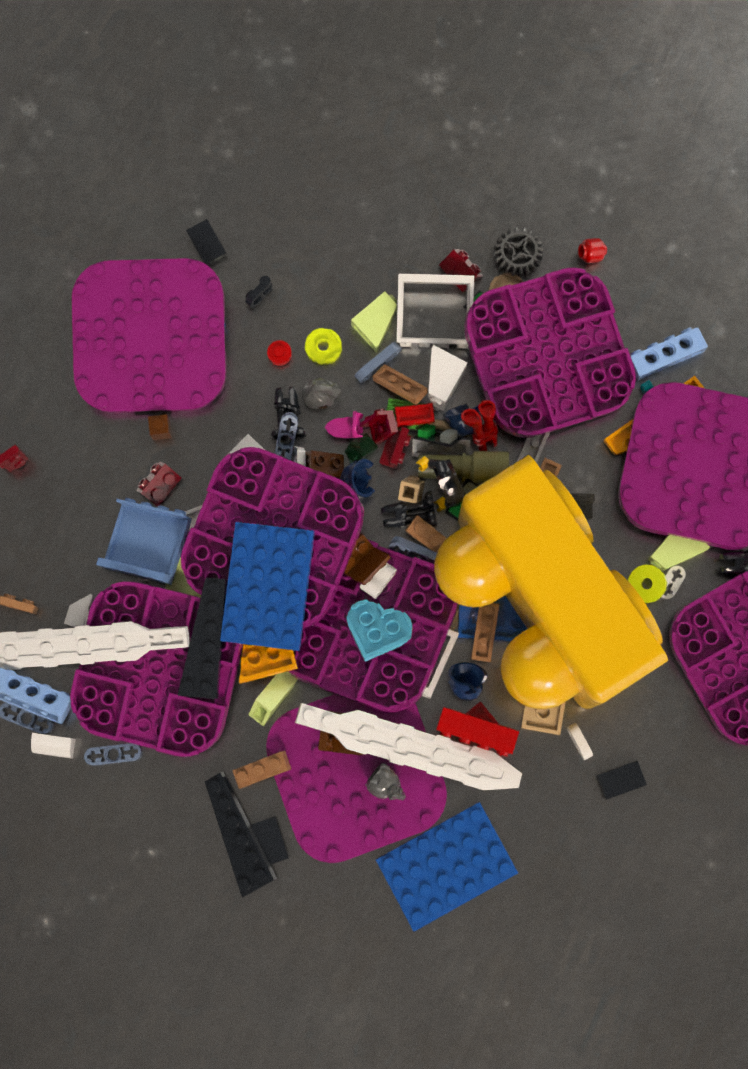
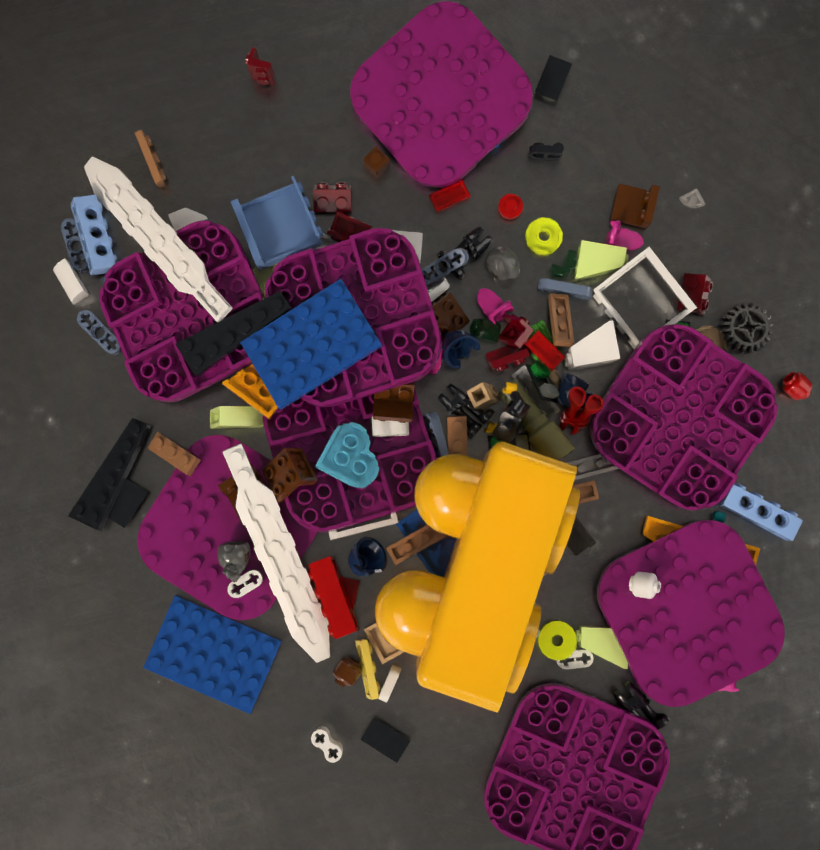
camera: 50 degrees right, 5 degrees up
(193, 490) = (345, 226): none -> dark red bracket
(232, 393) = (449, 196): none -> red tile
(353, 686) = (288, 472): none -> reddish brown bracket
(356, 259) = (635, 205): none -> reddish brown bracket
(360, 343) = (569, 263): none -> clear green bracket
(374, 287) = (623, 237): none -> dark pink piece
(386, 213) = (692, 199): none -> light grey tile
(417, 792) = (248, 587): none -> white beam
(545, 767) = (347, 672): none -> reddish brown head
(554, 749) = (368, 669): none -> light yellow plate
(589, 829) = (327, 744): none -> white axle
(655, 481) = (644, 585): none -> white head

